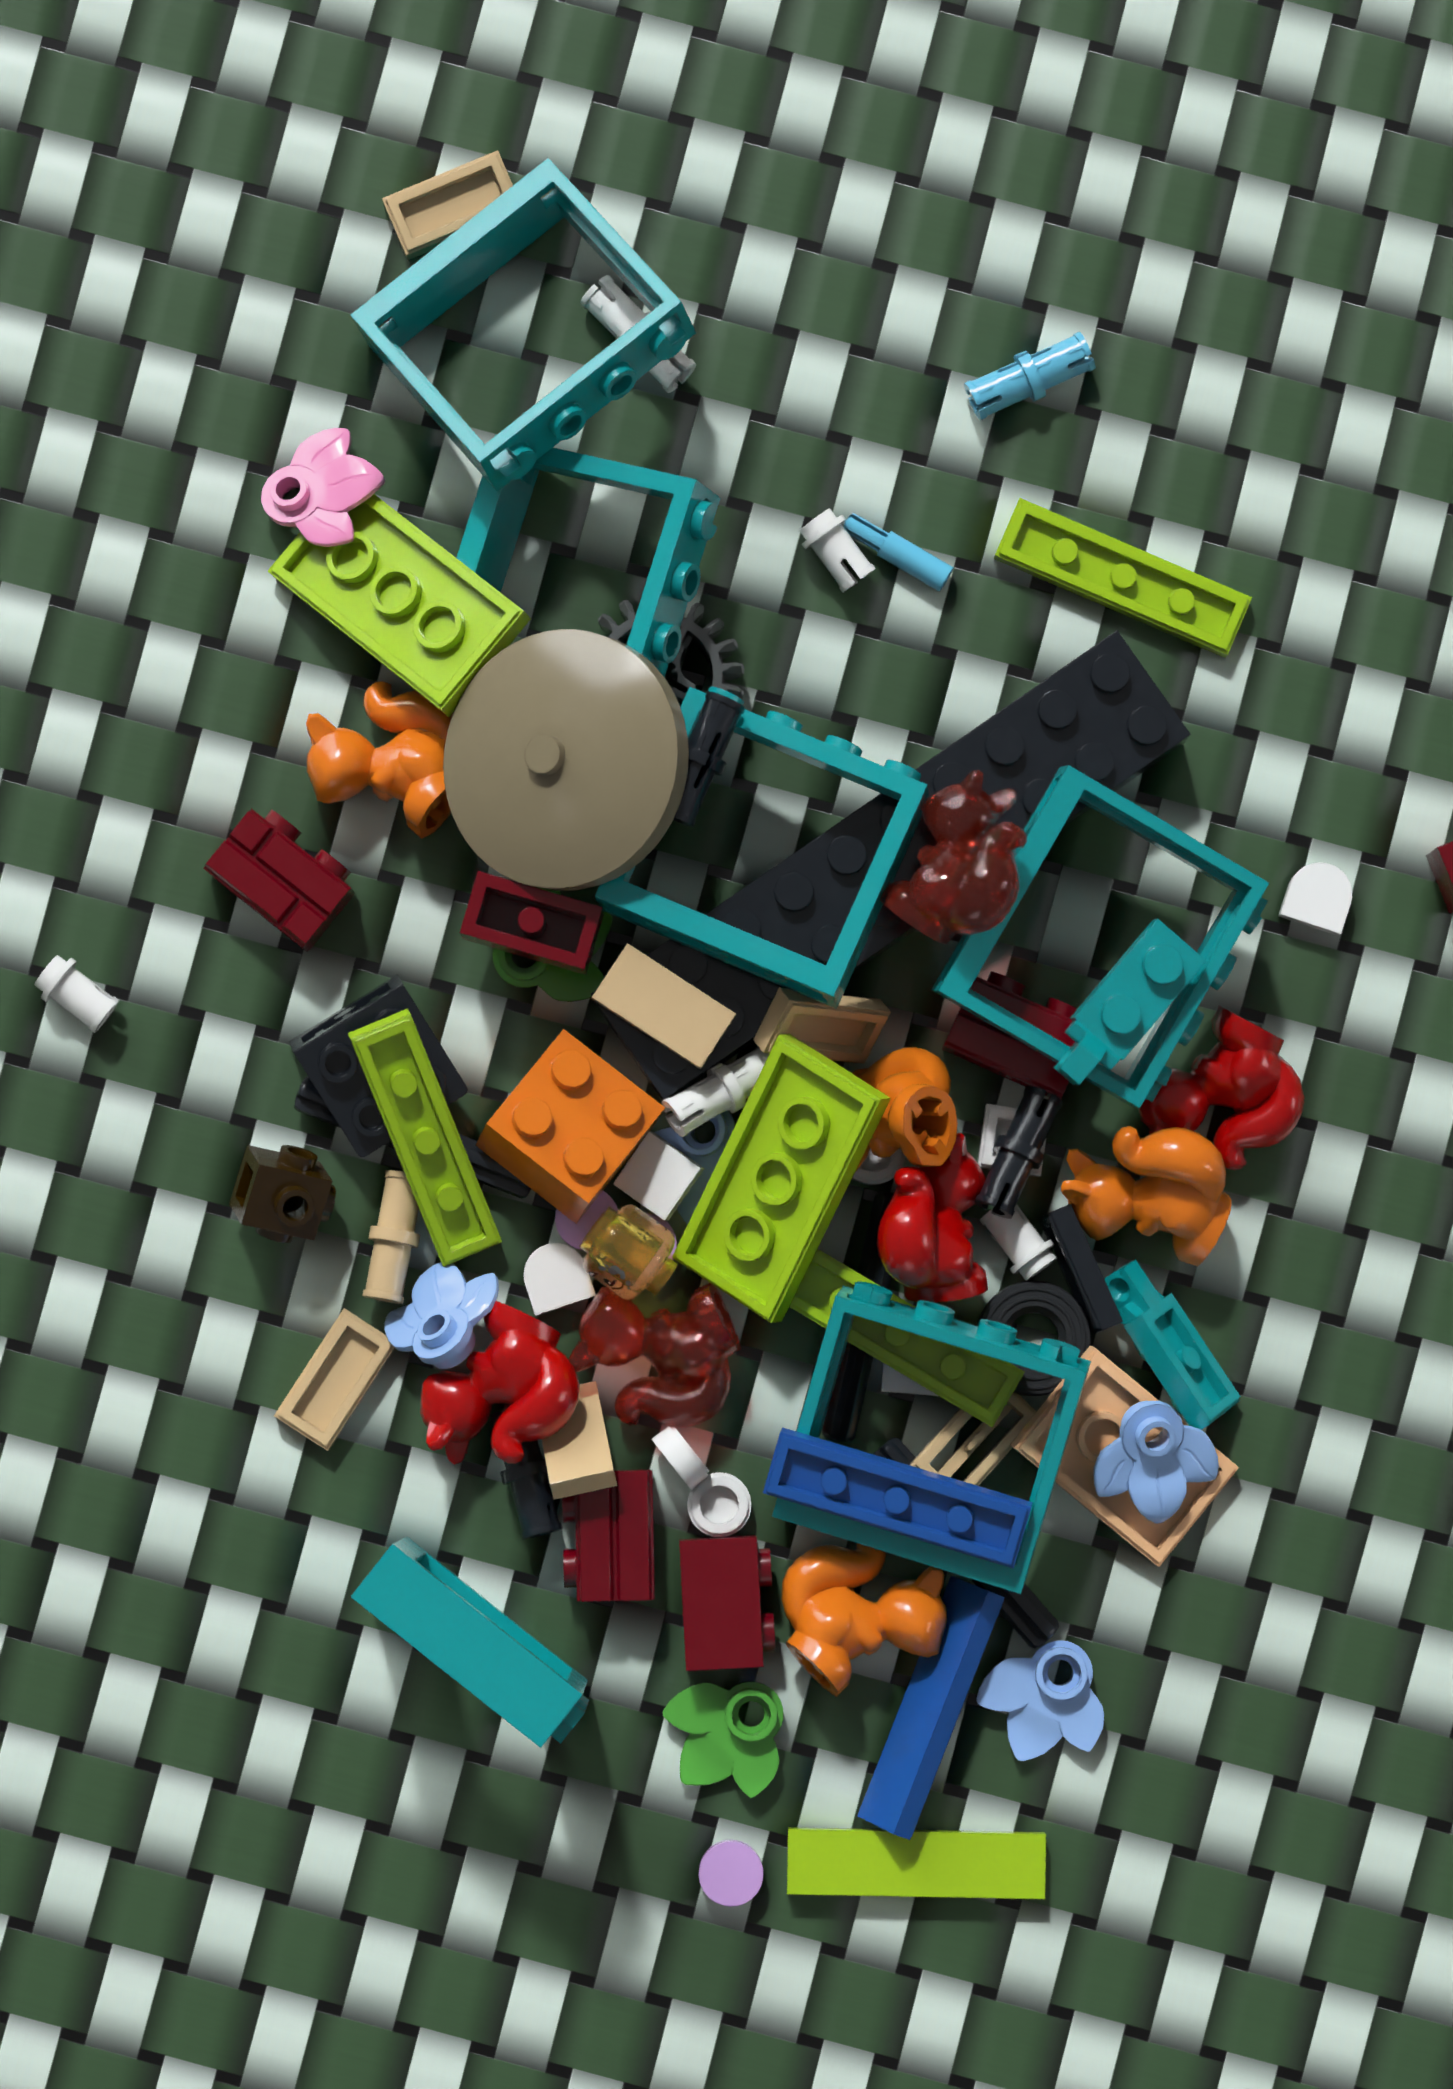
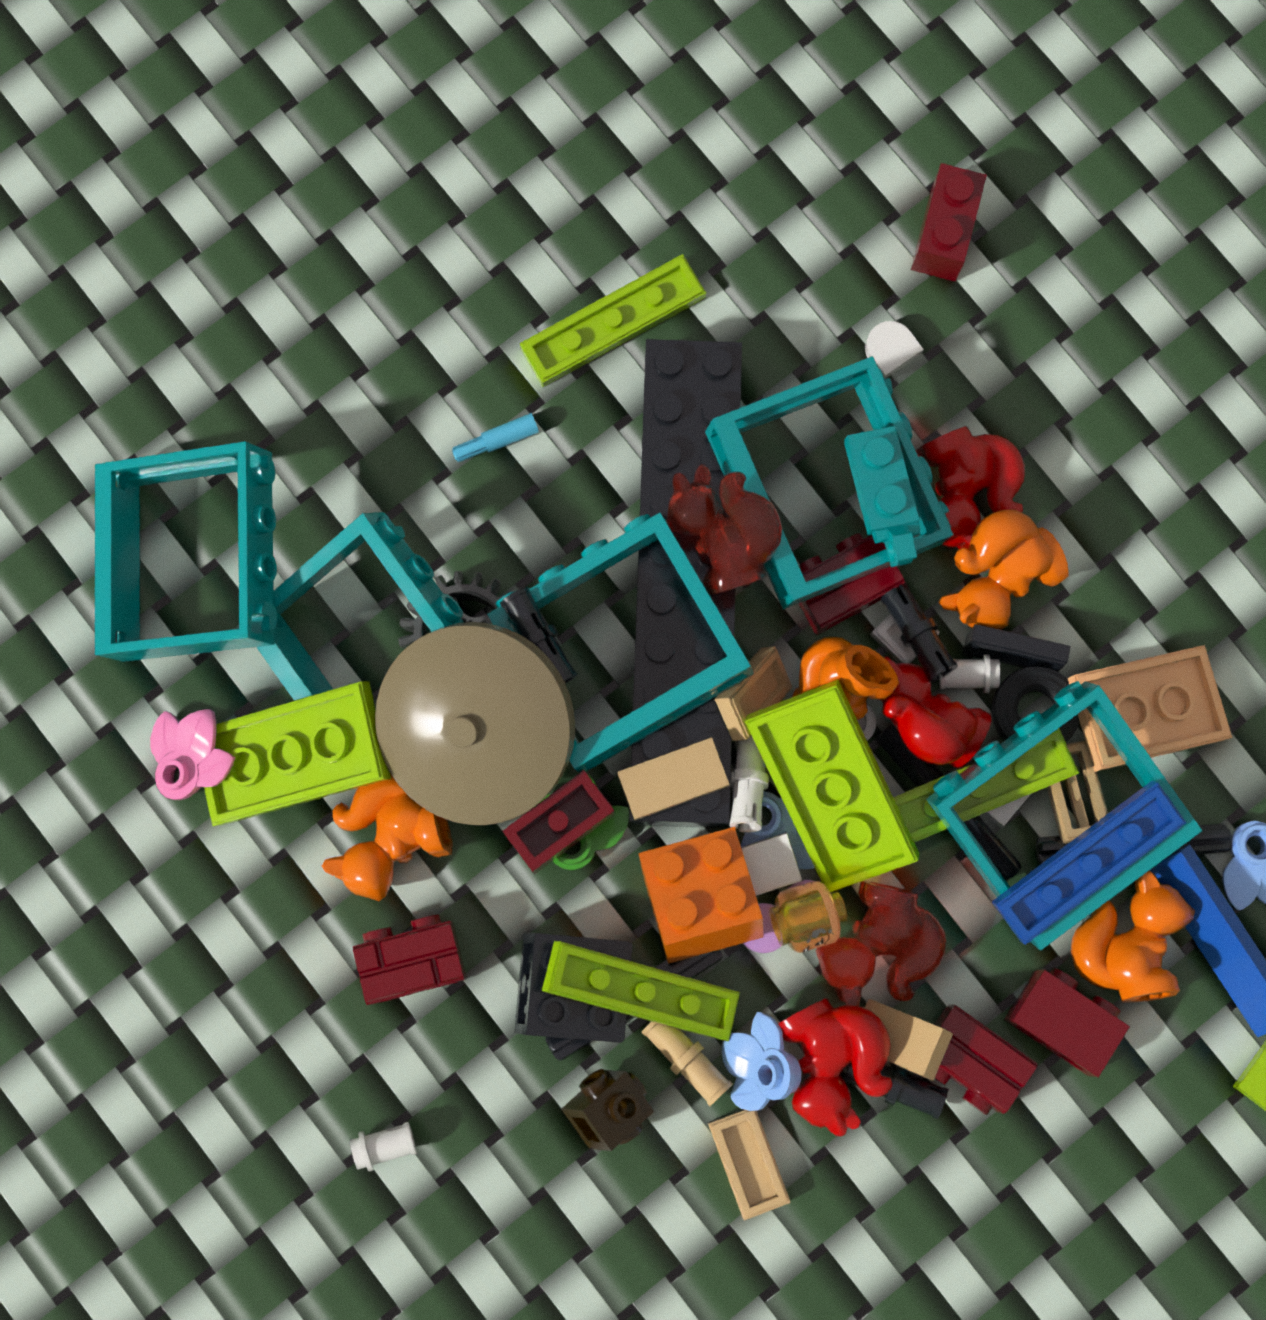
camera: 50 degrees left, 5 degrees down
(441, 205) = (72, 554): tan tile -> none
(474, 1642) = (996, 1202): teal window -> none
(556, 1278) = (786, 975): white tile -> none
(618, 315) = (224, 495): white pin -> none
(681, 1456) = (956, 979): white tile -> none
(719, 1505) = (1001, 978): white tile -> none
(720, 1741) = (1150, 1088): bright green plate -> none
(731, 1873) = (1239, 1143): lavender tile -> none
(834, 545) = (462, 472): white pin -> none
(1029, 376) = (451, 284): medium azure pin -> none
(1155, 1469) = (1169, 689): light blue plate -> none
(1171, 1347) = (1105, 630): teal hinge -> none

